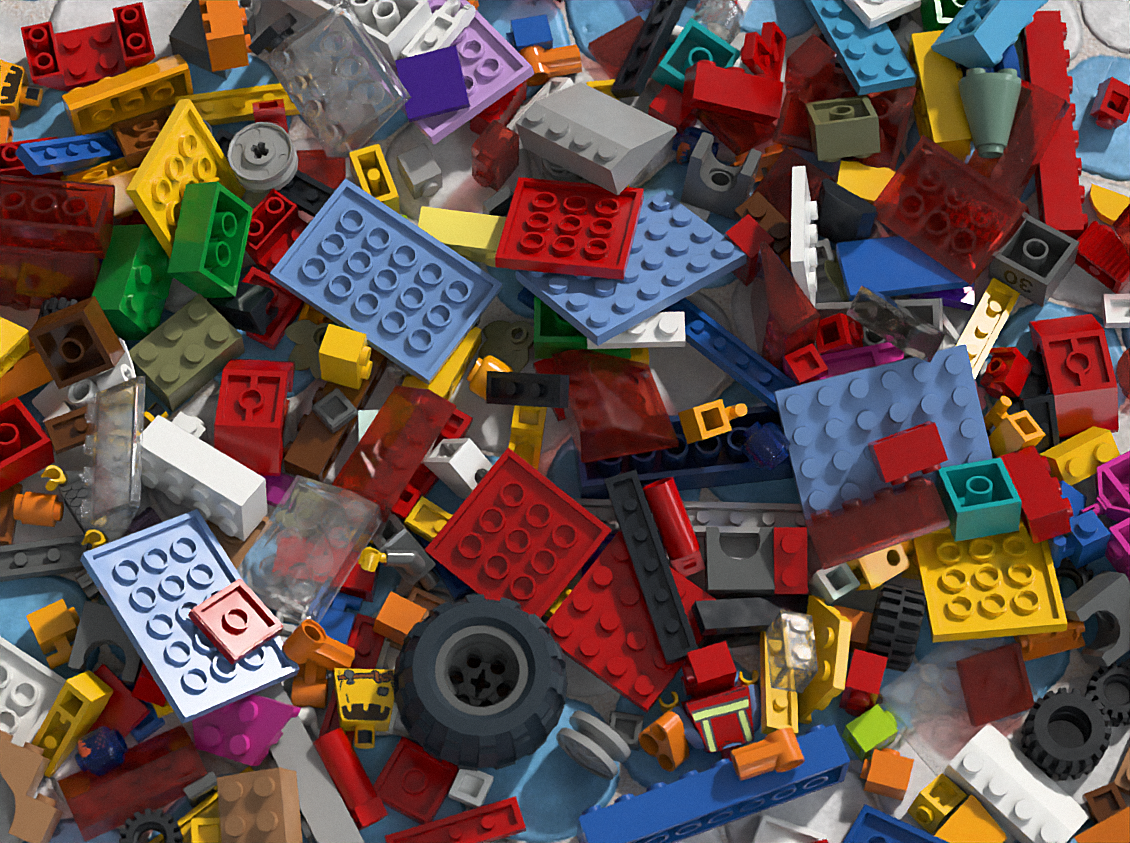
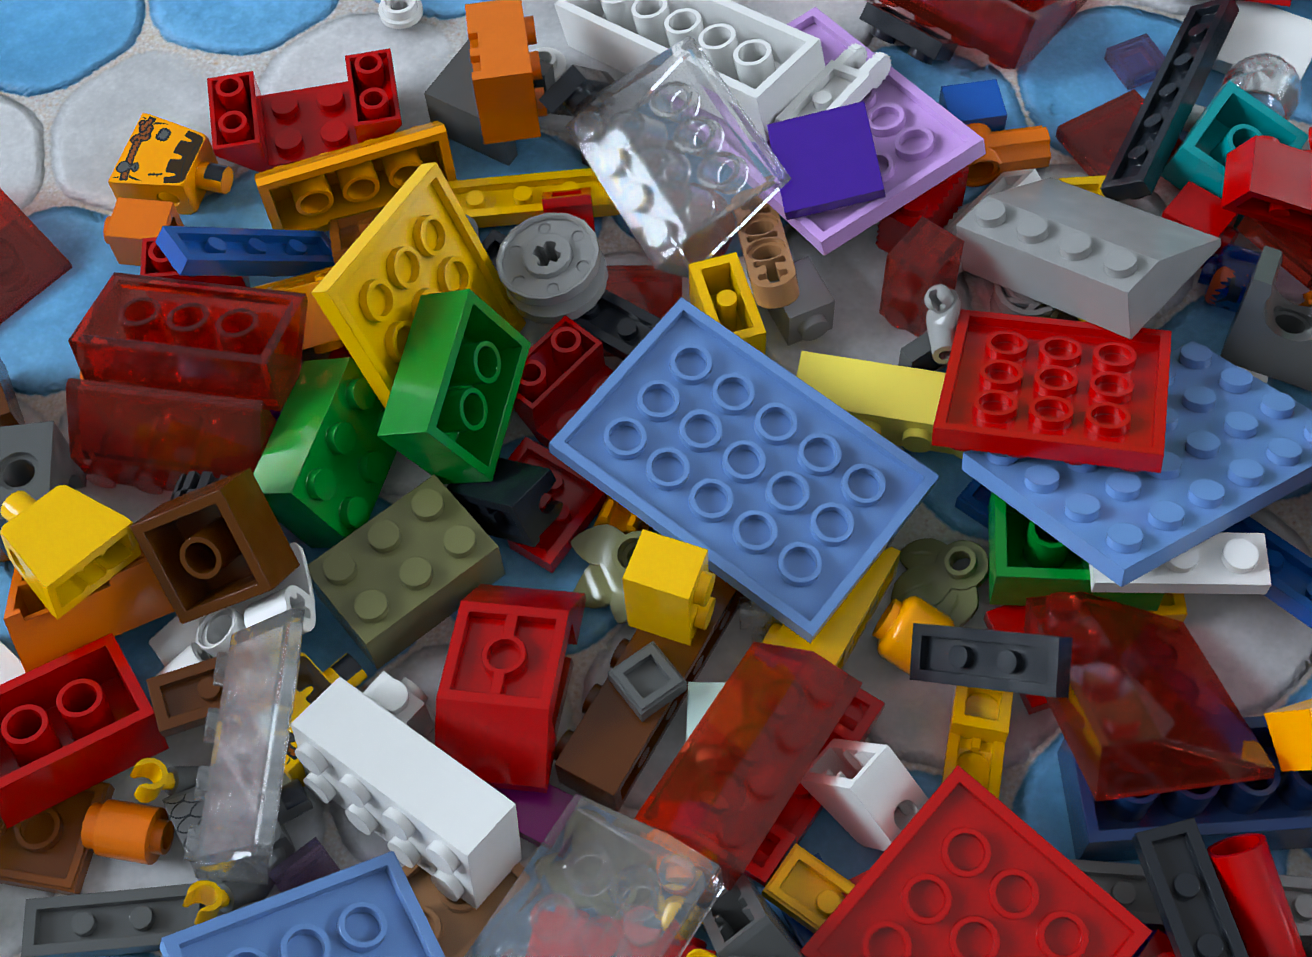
camera: 10 degrees right, 5 degrees down
(398, 137) = (768, 260): none -> medium nougat beam
(507, 181) = (941, 320): none -> light grey arm

